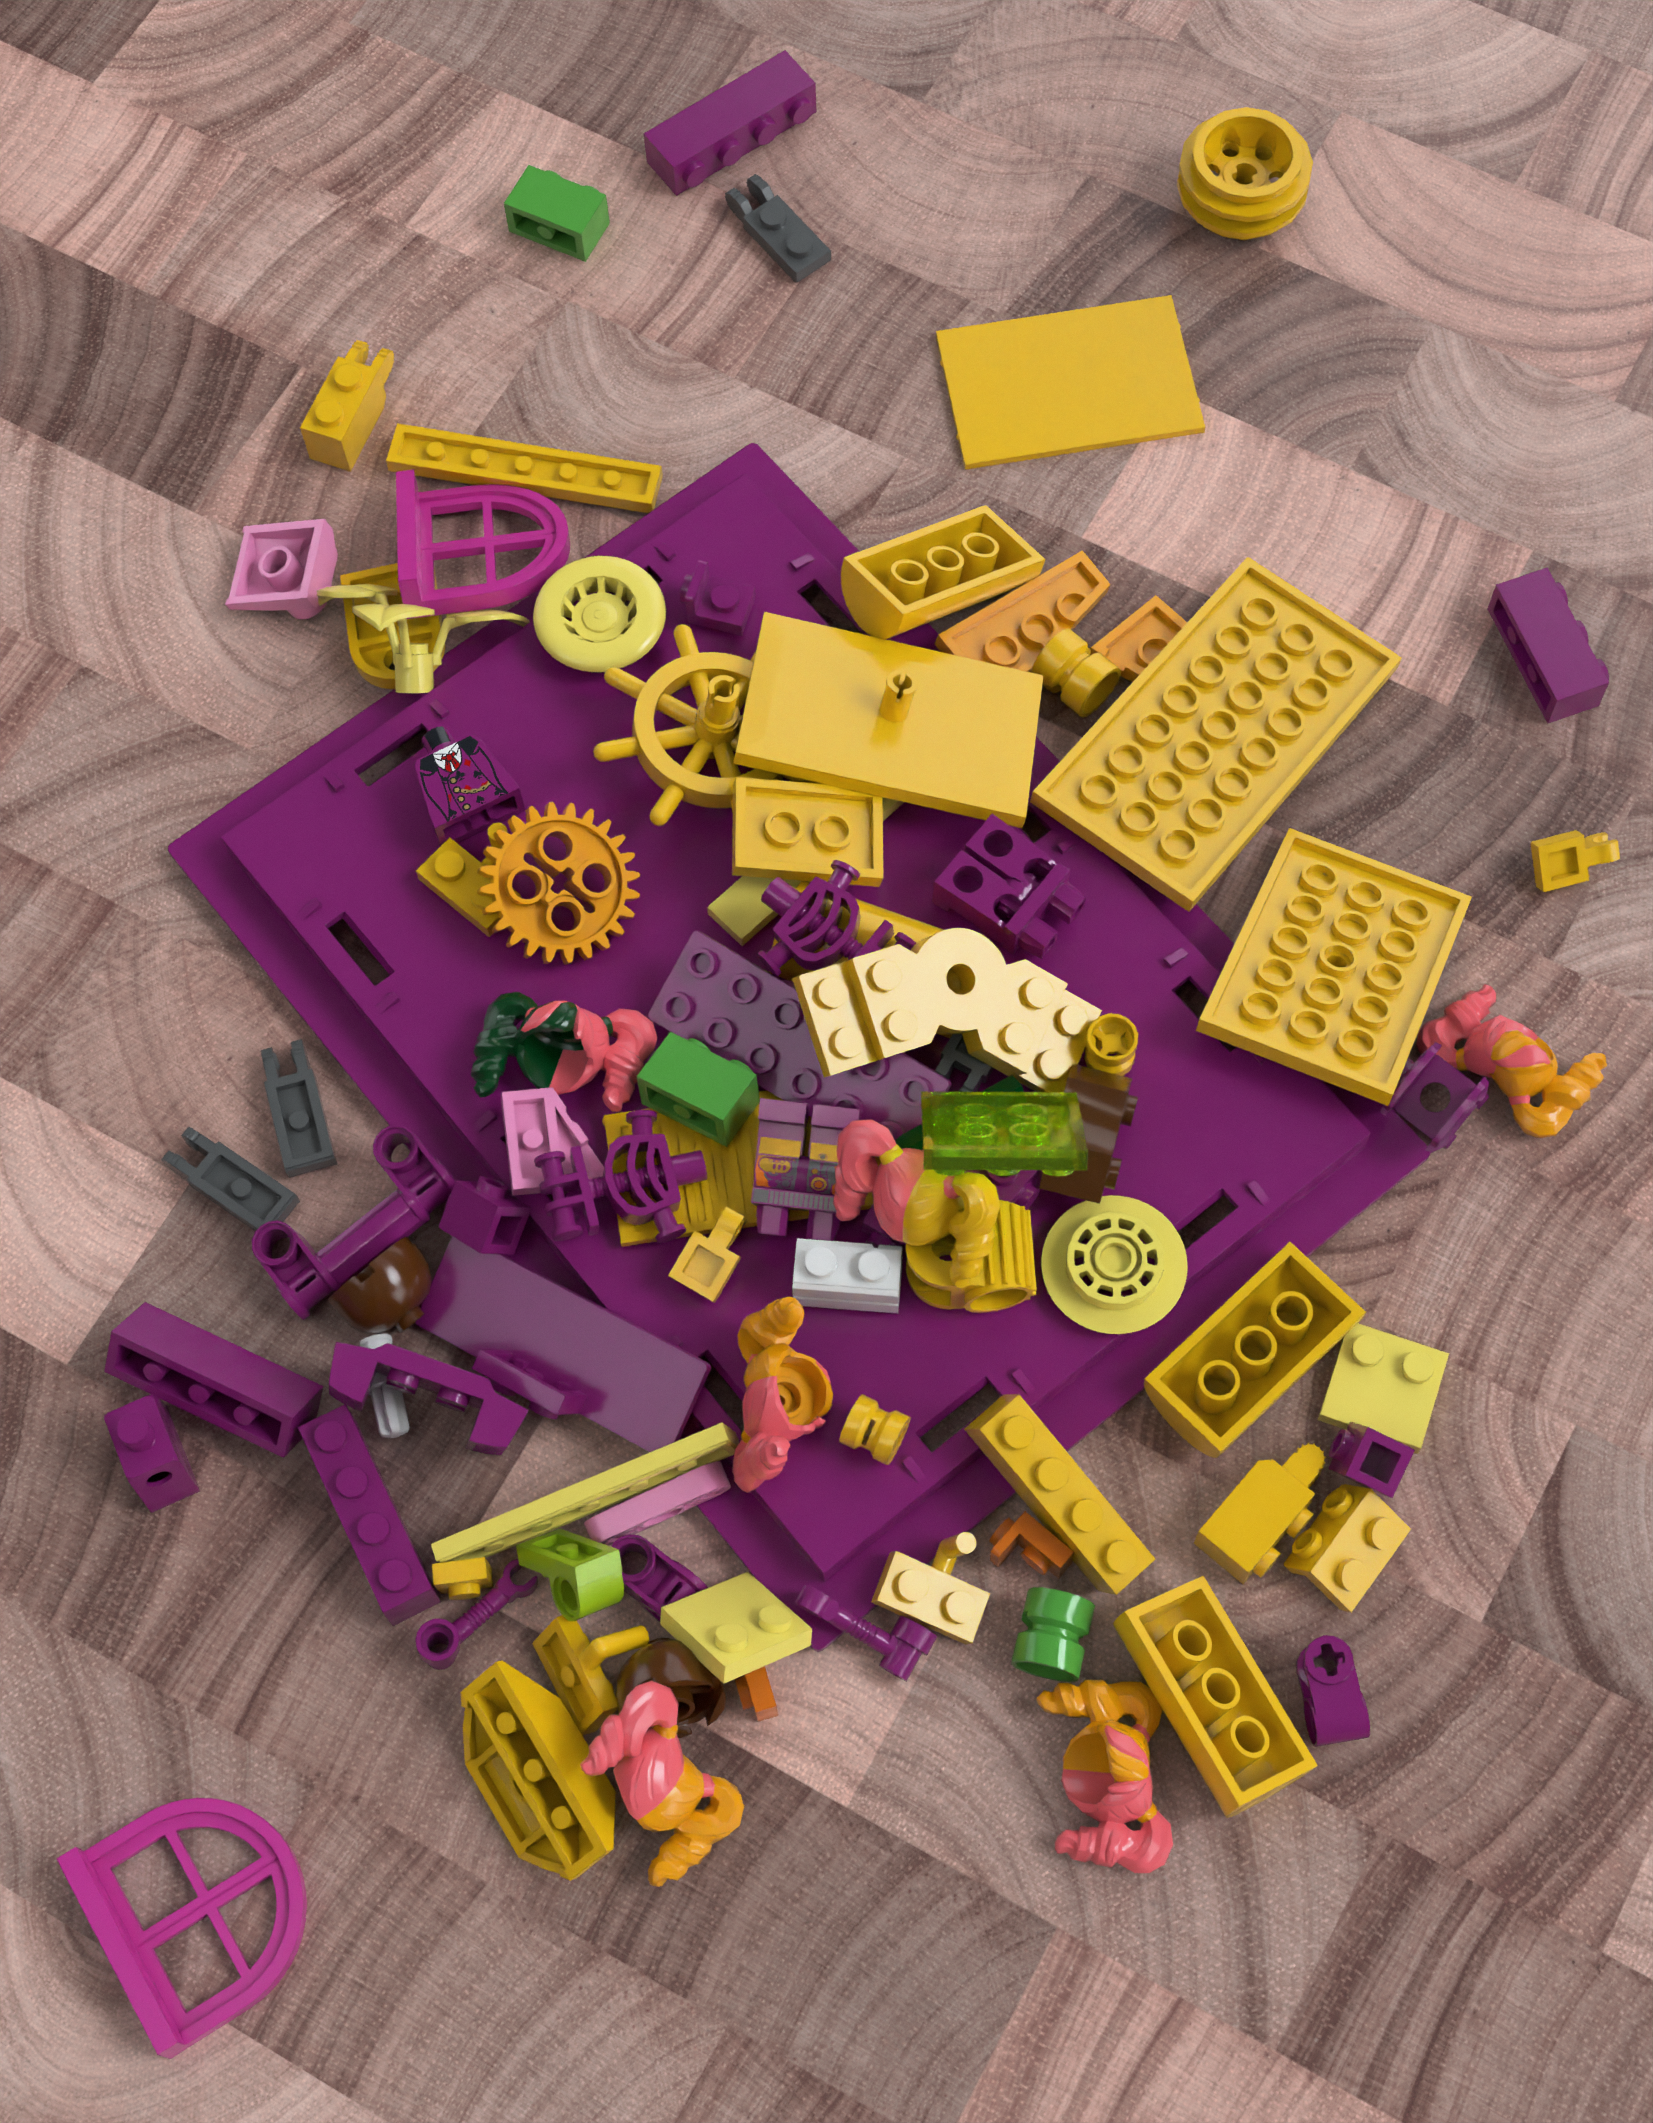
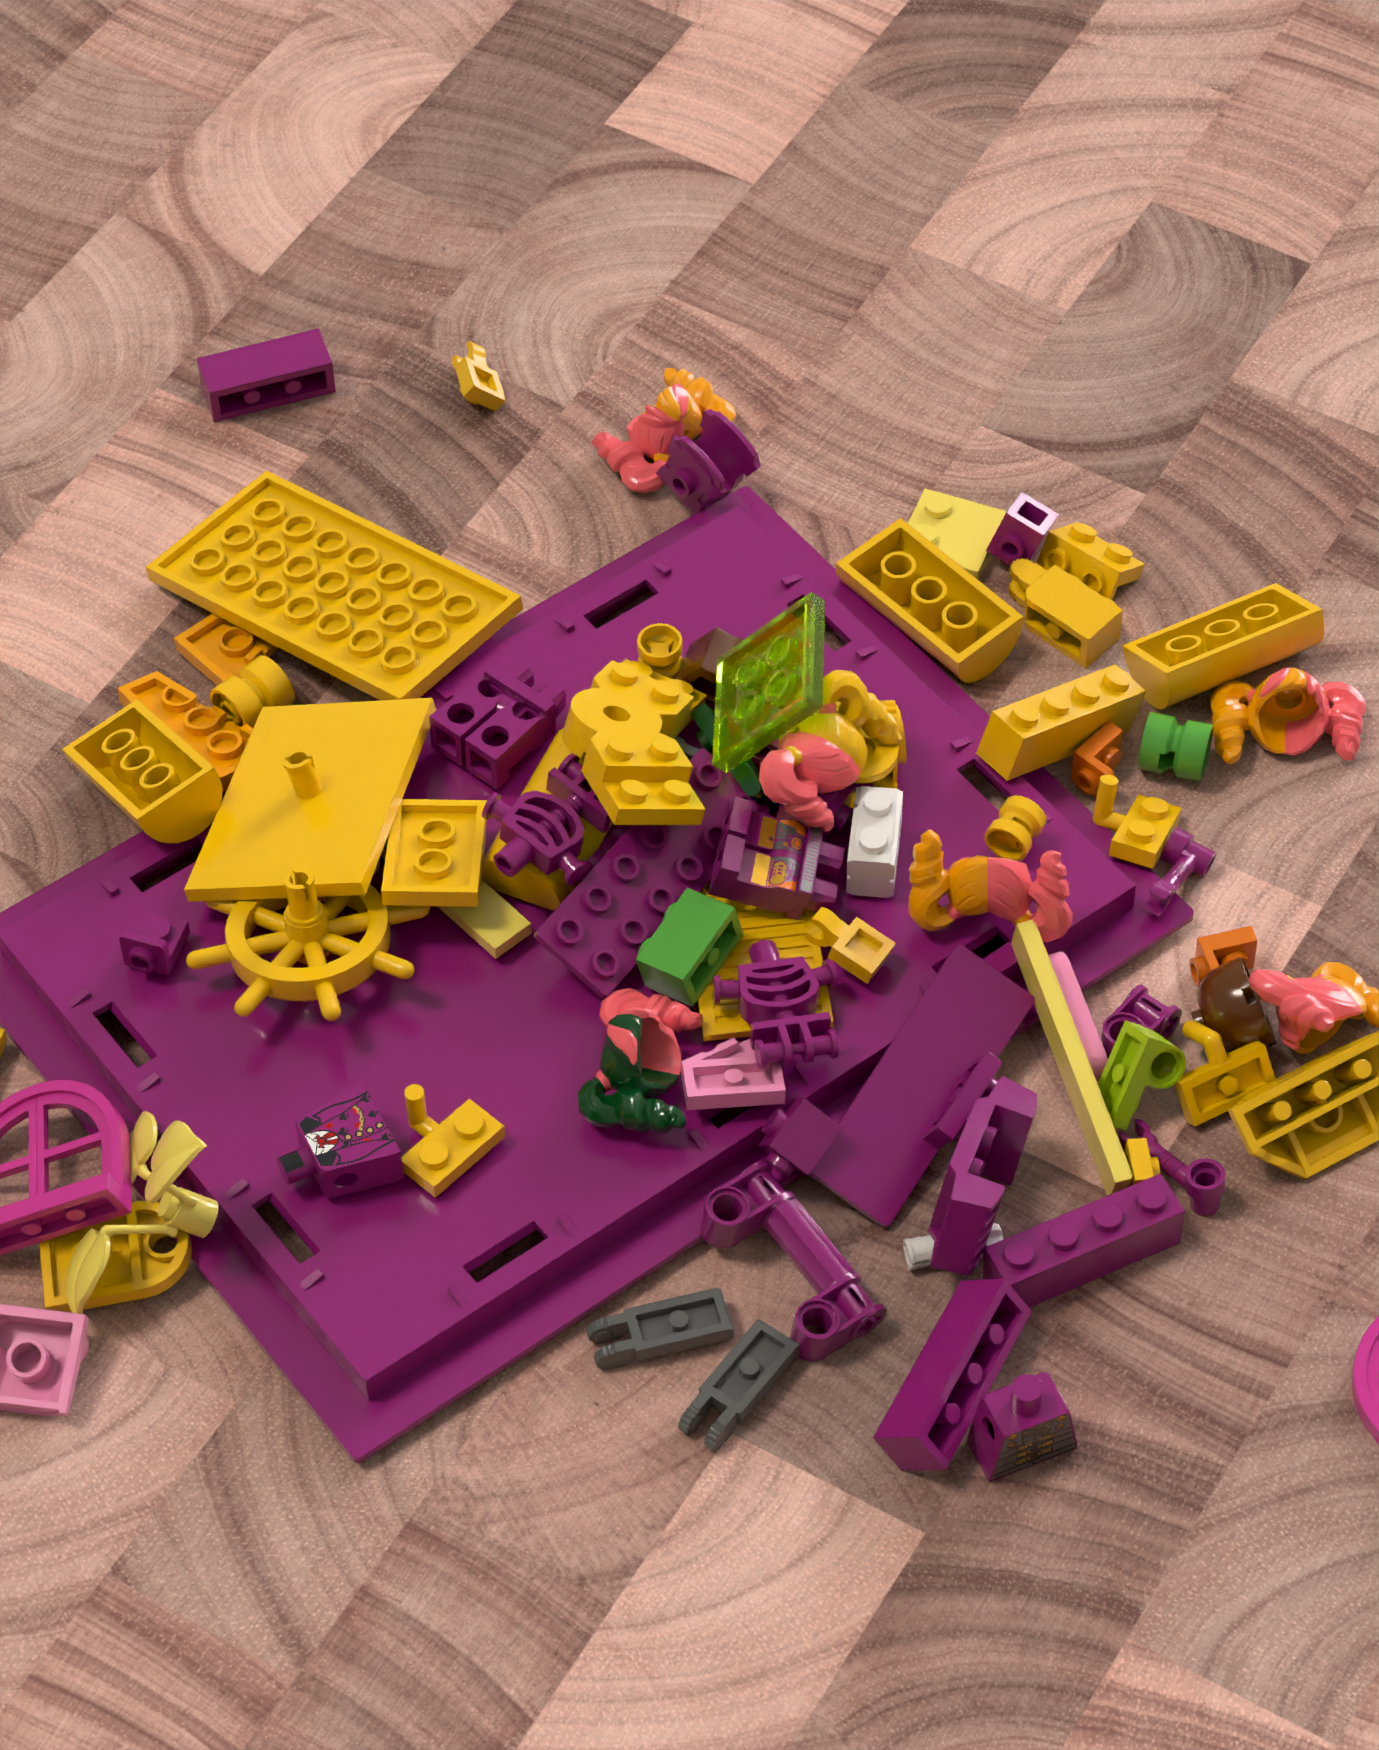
camera: 90 degrees left, 15 degrees down
(386, 1291) = (864, 1230): reddish brown cylinder -> none
(585, 848) = (468, 1053): light orange gear -> none
(601, 622) = (158, 1044): light yellow wheel -> none
(736, 1627) = (1184, 951): light yellow plate -> none
(1114, 1262) = (871, 650): light yellow wheel -> none
(1332, 1703) = (1213, 574): magenta piece -> none
(1335, 966) = (581, 517): yellow piece -> none

